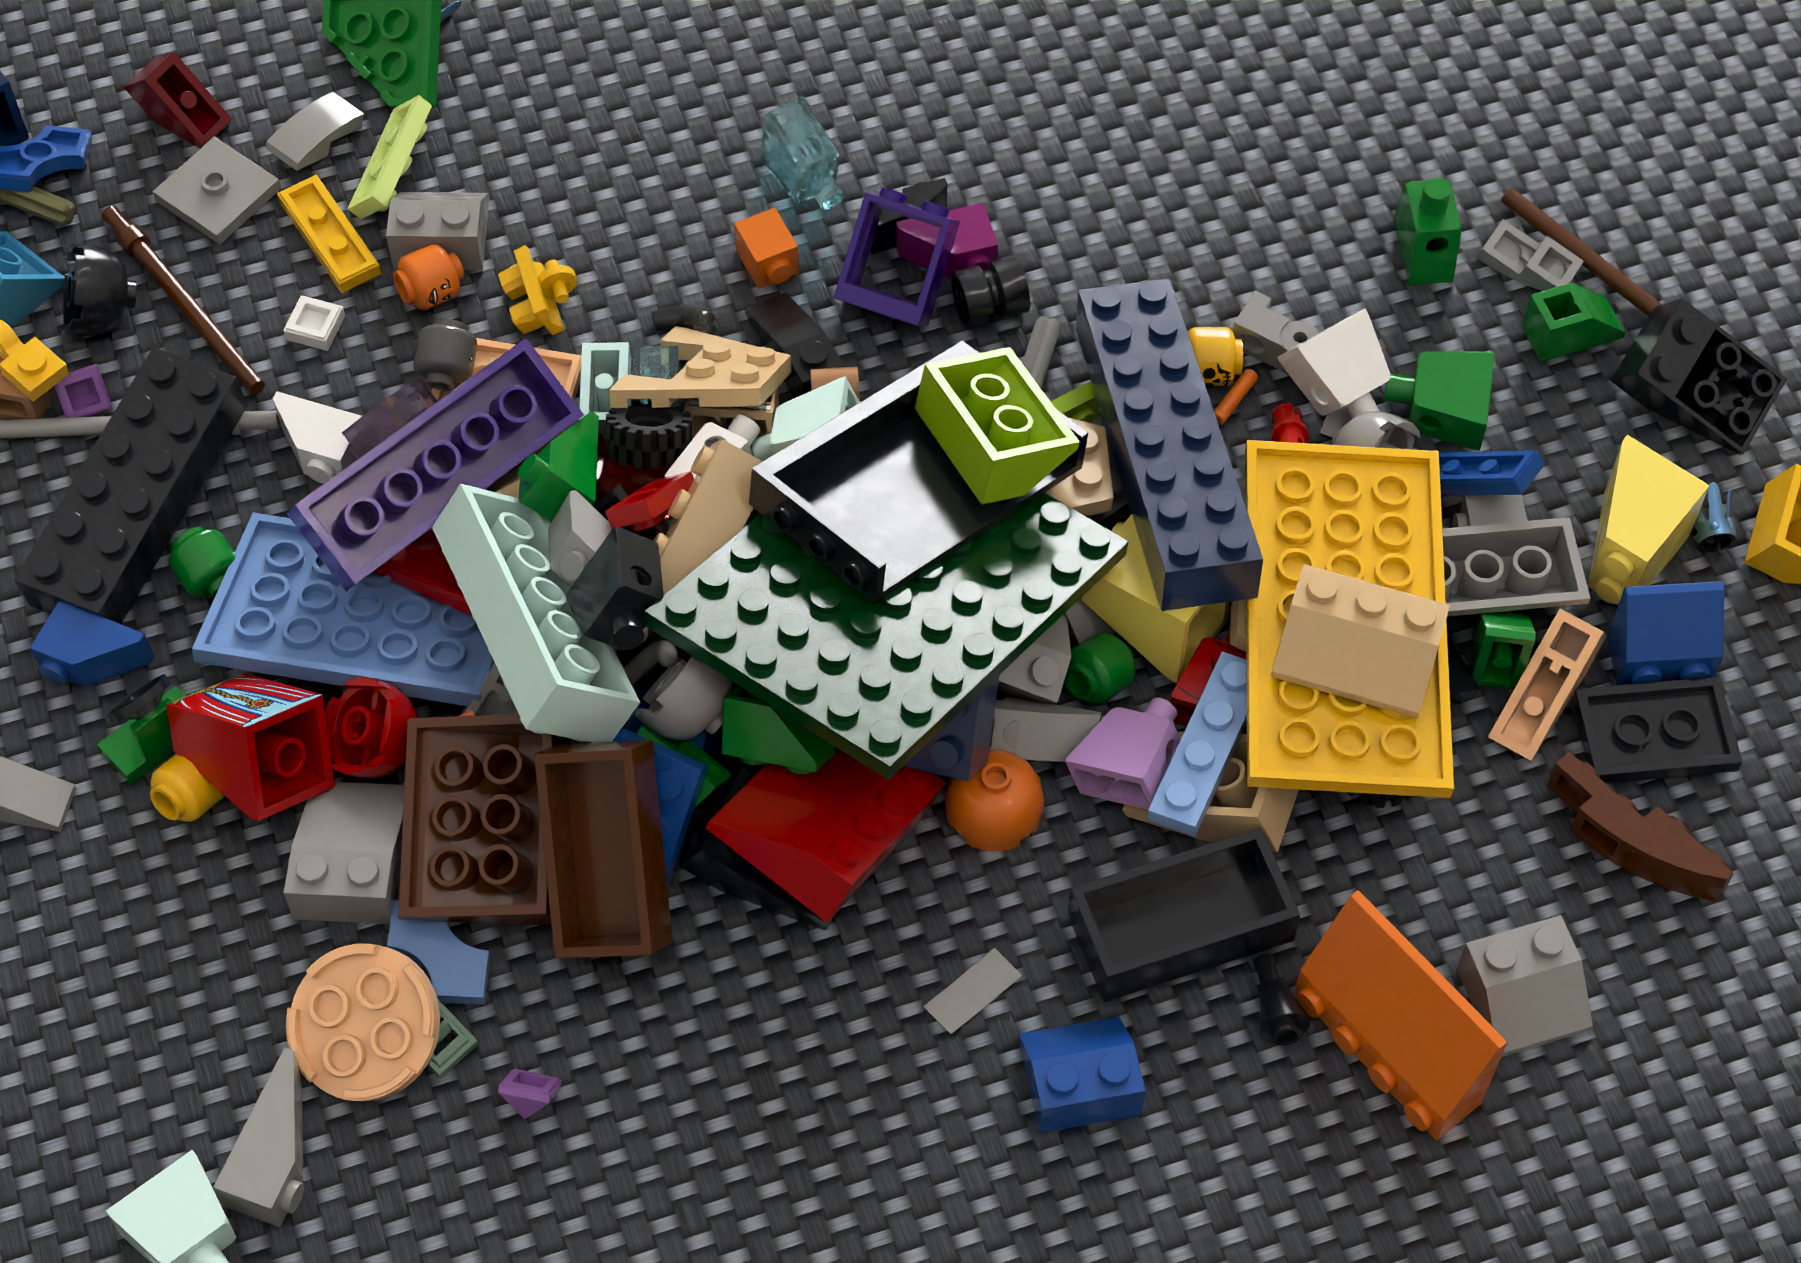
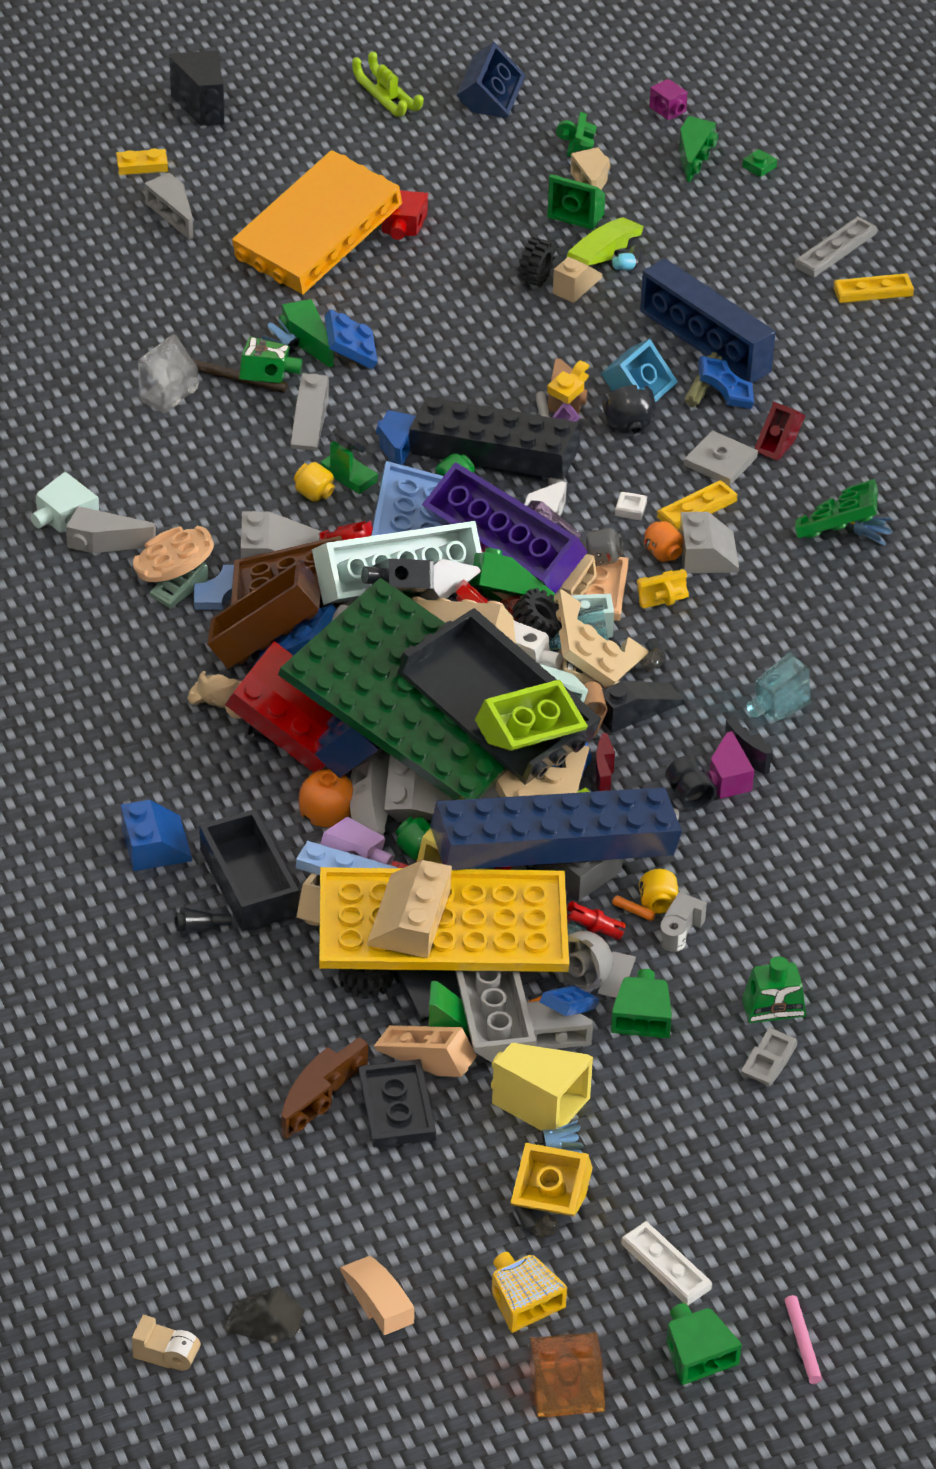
camera: 85 degrees right, 15 degrees down
(136, 244) = (674, 430): reddish brown bar -> none
(255, 742) = (331, 492): red slope -> none
(311, 130) = (772, 489): light grey slope -> none
(390, 157) = (755, 522): yellowish green plate -> none
(528, 1090) = (141, 623): medium lavender slope -> none
(729, 958) = (214, 691): none -> tan hair
(766, 248) = (711, 684): orange brick -> none
(849, 285) = (717, 712): dark purple window -> none
(972, 991) = (207, 799): light grey sticker -> none
(1339, 366) = (648, 941): white torso -> none
(1399, 1018) = (180, 958): orange slope -> none
(1528, 984) = (212, 1029): light grey slope -> none
(1569, 321) = (711, 1067): green slope -> none
(1592, 261) = (724, 1131): reddish brown bar -> none
(1667, 632) = (458, 1100): blue slope -> none
(1699, 376) = (673, 1131): black slope -> none

